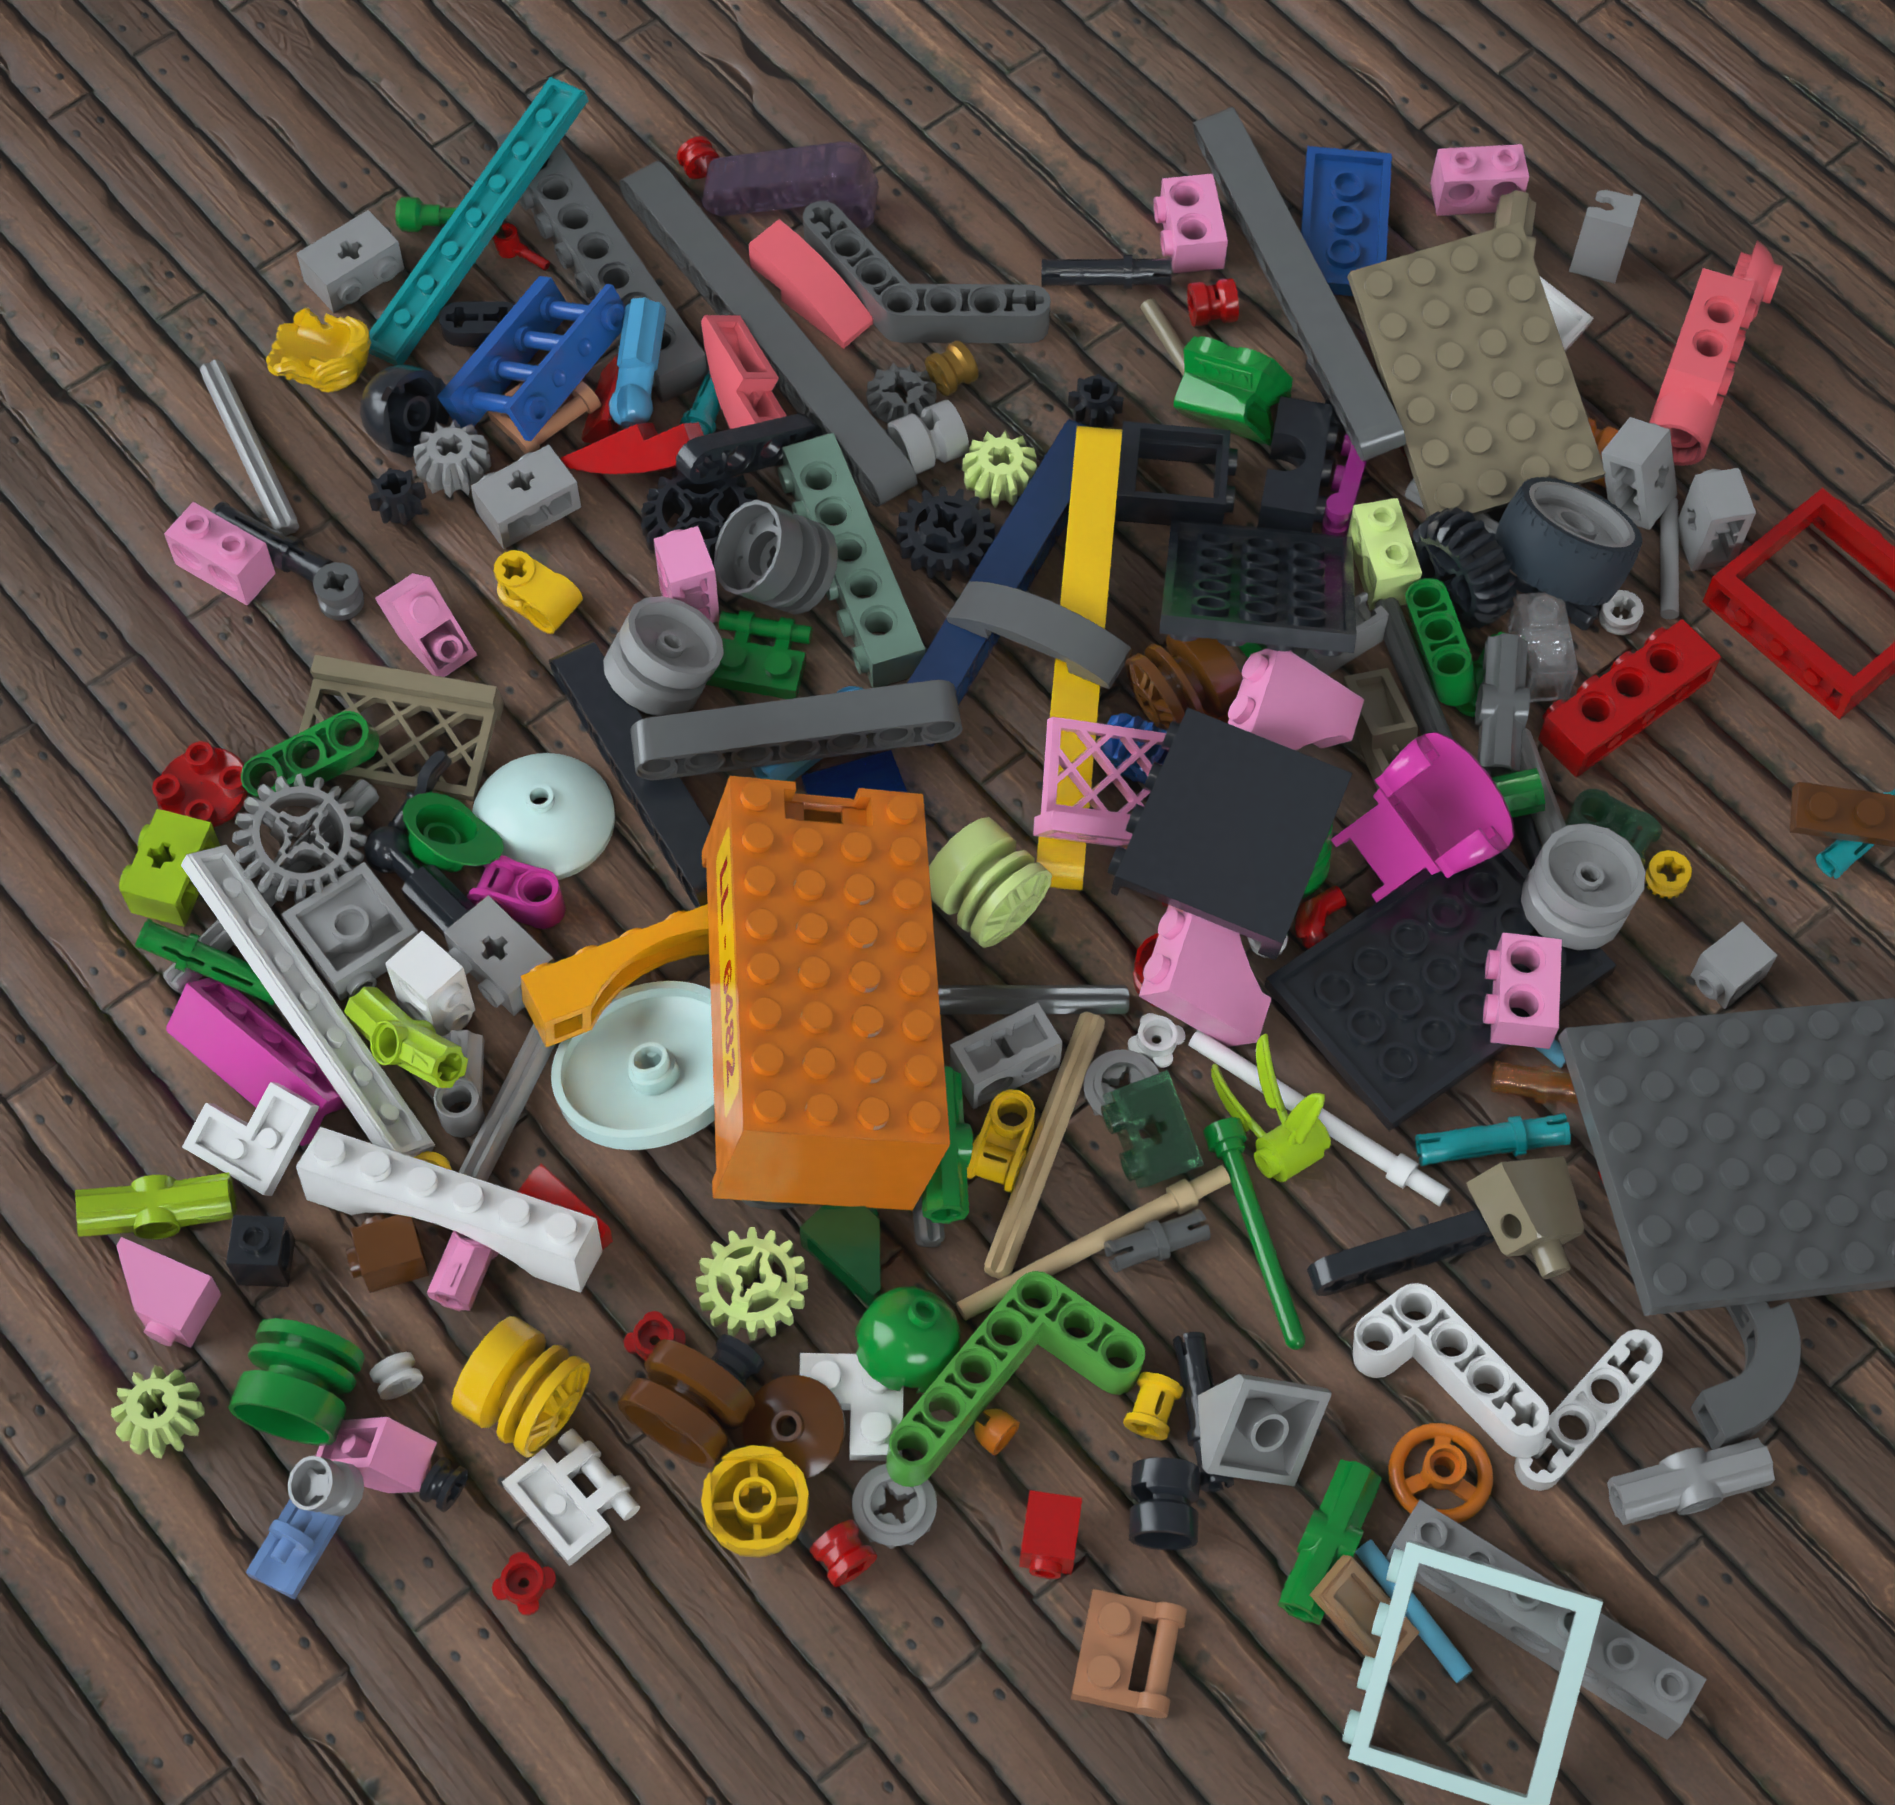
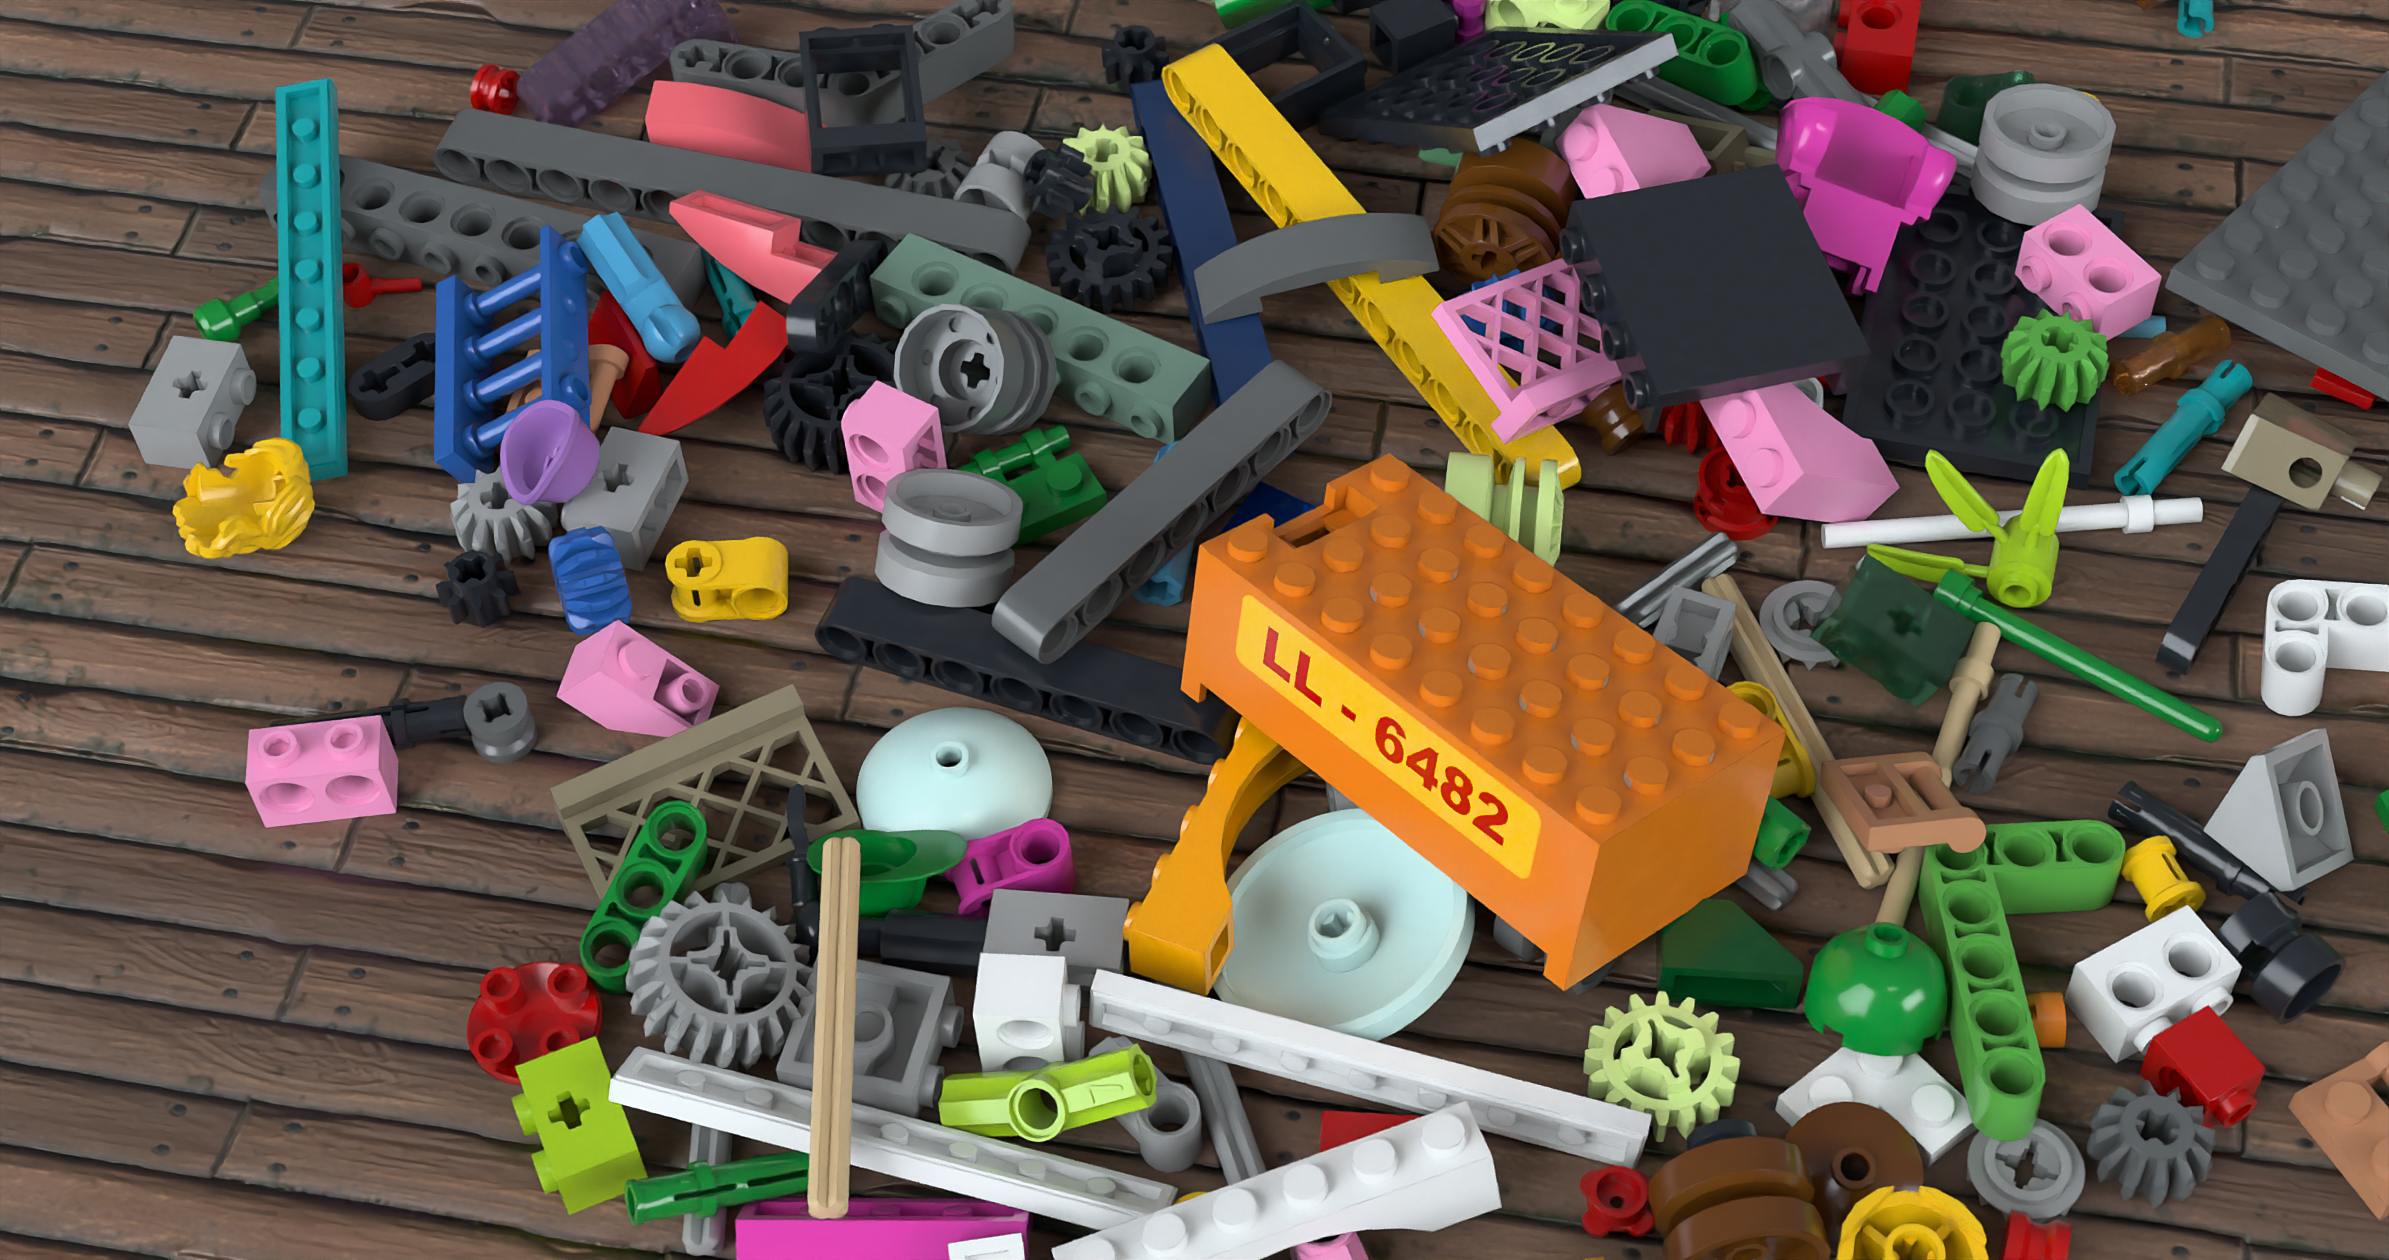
camera: 35 degrees left, 10 degrees down
(249, 447) = (244, 653): light grey axle -> none
(321, 912) = (834, 1030): none -> tan axle
(400, 406) = (401, 498): black cylinder -> none
(453, 537) = (589, 579): none -> blue gear
(487, 441) = (548, 454): none -> medium lavender helmet
(585, 1160) = (1366, 1068): none -> white tile
(859, 356) = (863, 148): none -> black window
(948, 460) = (1058, 181): none -> black gear
(951, 368) = (961, 114): pearl gold wheel -> none
(954, 1547) = (2150, 1144): none -> dark grey gear
(1019, 1227) = (1883, 803): none -> nougat plate
(1080, 1446) = (2146, 974): none -> white brick
(1163, 1028) = (1796, 547): white plate -> none
(1445, 1015) = (2054, 360): none -> bright green gear
(1733, 965) = (2216, 148): light grey brick -> none

